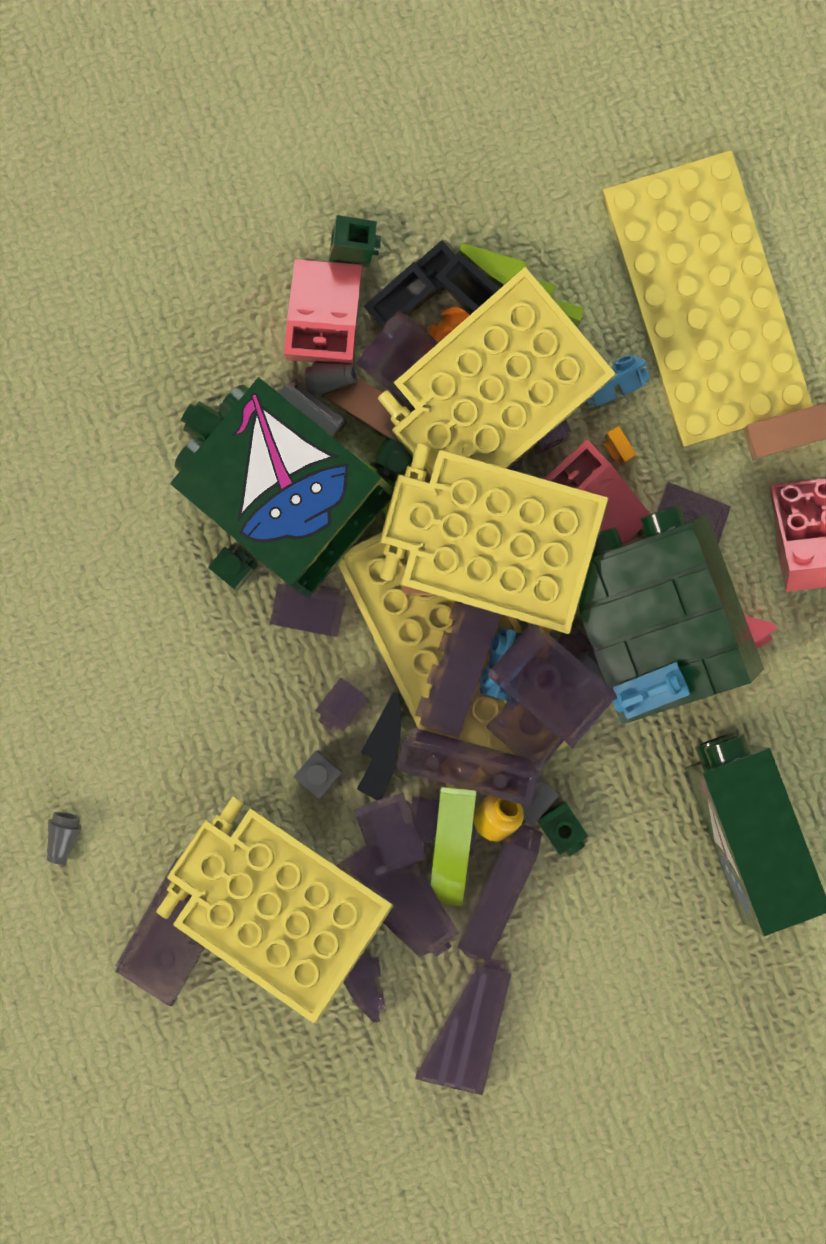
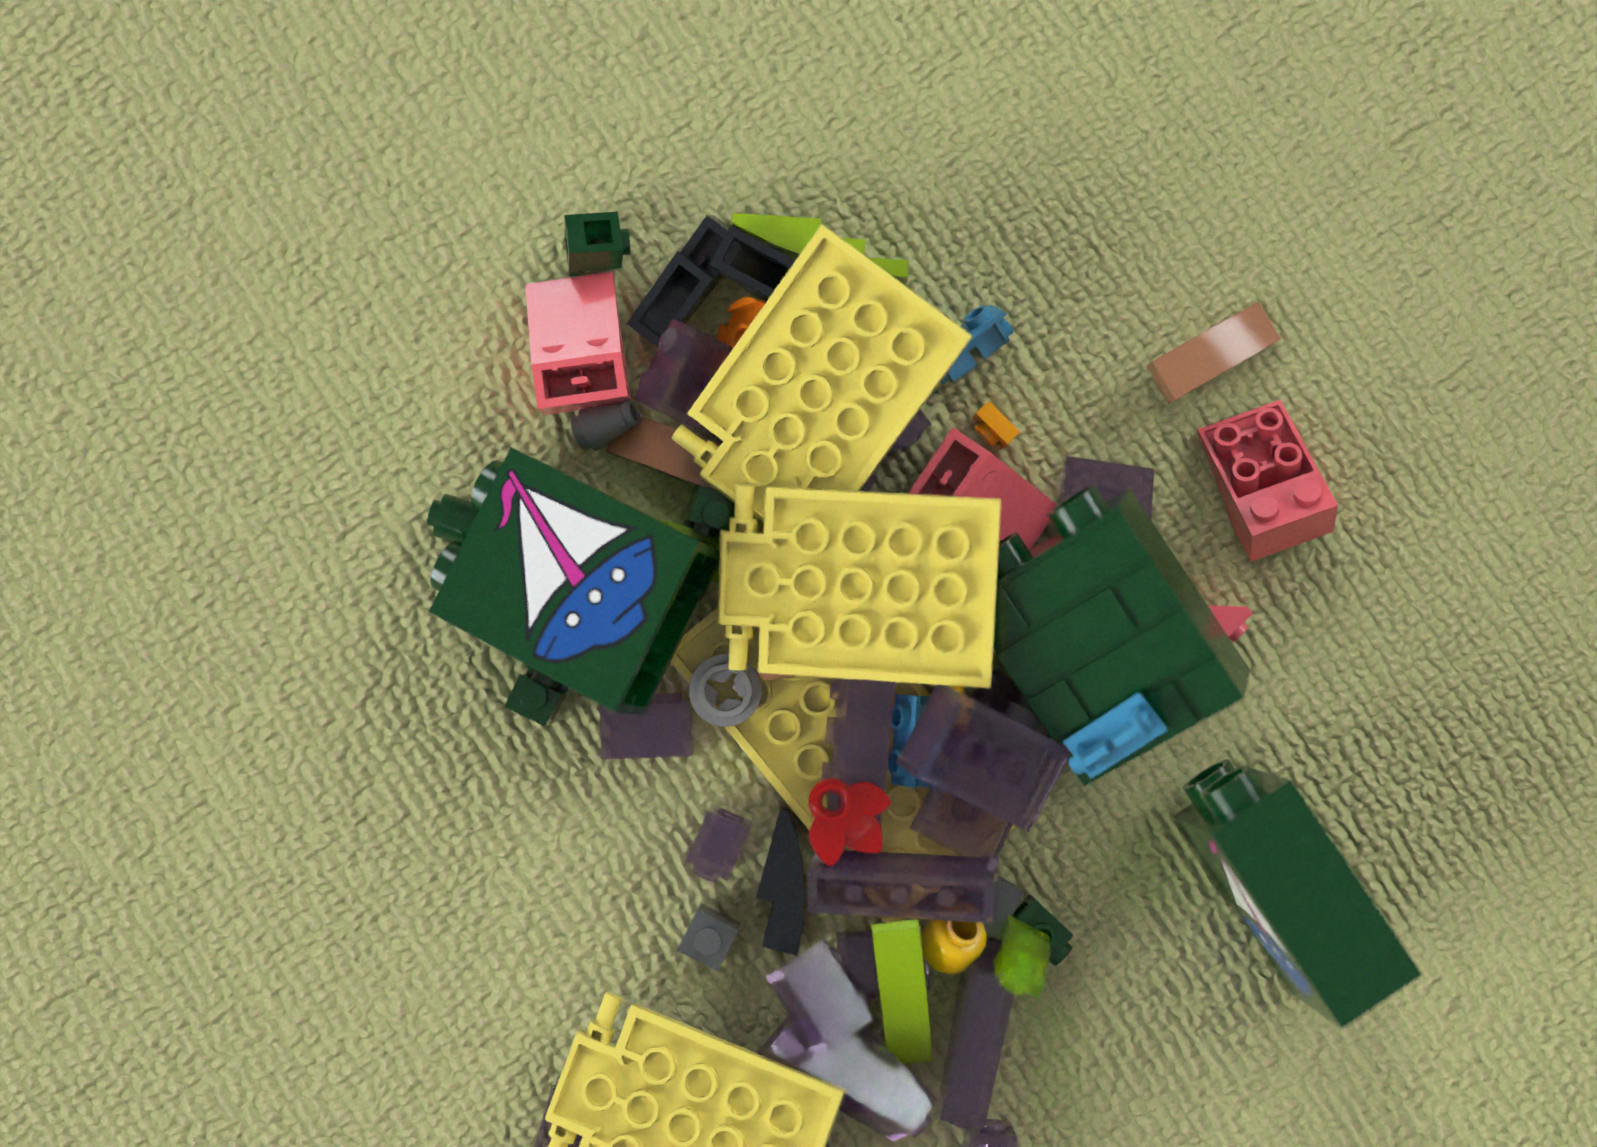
camera: 15 degrees left, 0 degrees up
(62, 835) = (399, 1093): dark grey cone -> none
(313, 407) = (592, 468): light grey tile -> none
(356, 595) = (704, 696): none -> light grey gear
(444, 711) = (850, 823): none -> red plate
(545, 839) = (1022, 958): none -> clear neon green slope
(706, 298) = (1061, 212): light yellow plate -> none

